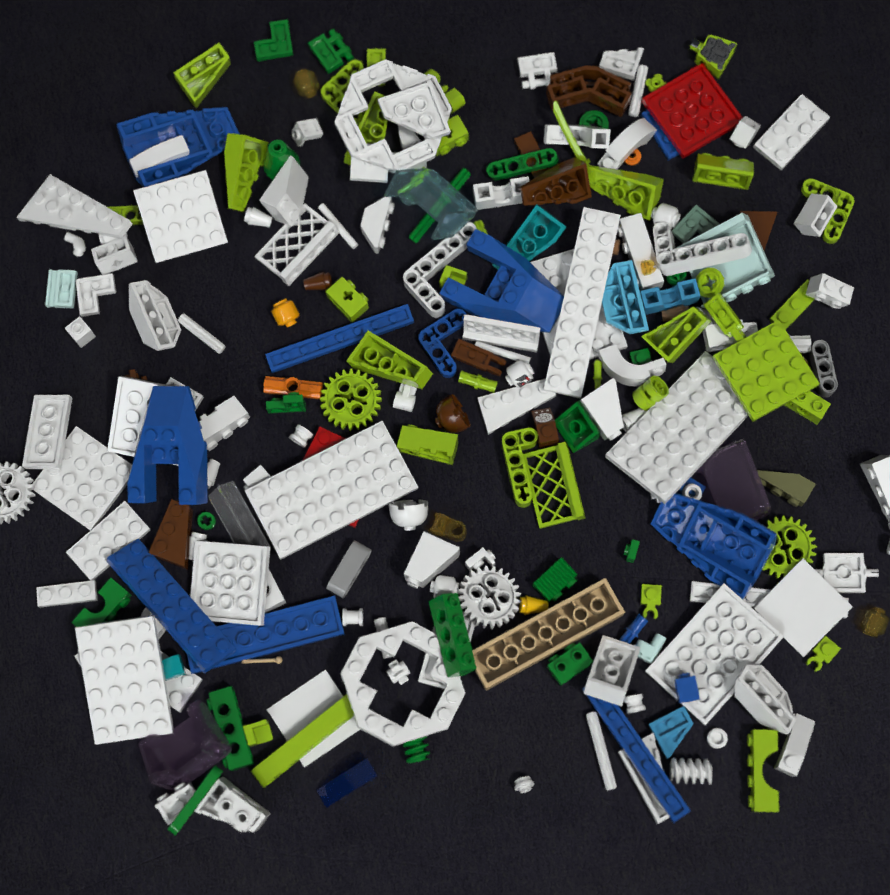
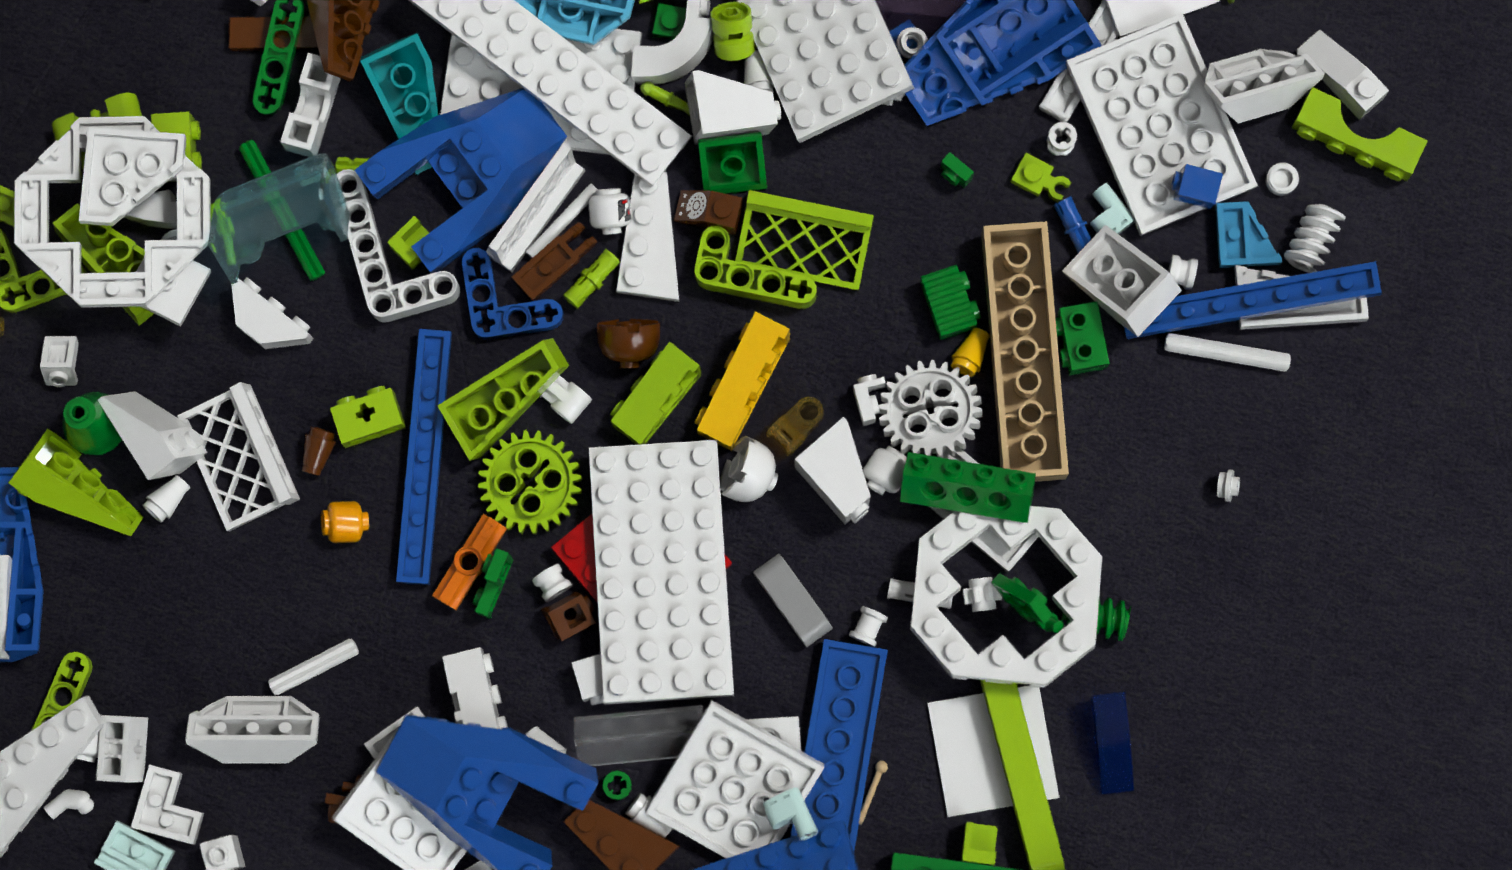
camera: 65 degrees left, 5 degrees up
(180, 216) = (109, 616): white plate -> none
(229, 617) = (790, 808): none -> light aqua piece
(280, 453) = (581, 619): none -> reddish brown brick
(342, 231) = (248, 377): white bar -> none
(402, 698) = (1028, 603): none -> green plate
(457, 487) = (743, 381): none -> yellow wedge
(684, 599) = (1060, 129): none -> white bush

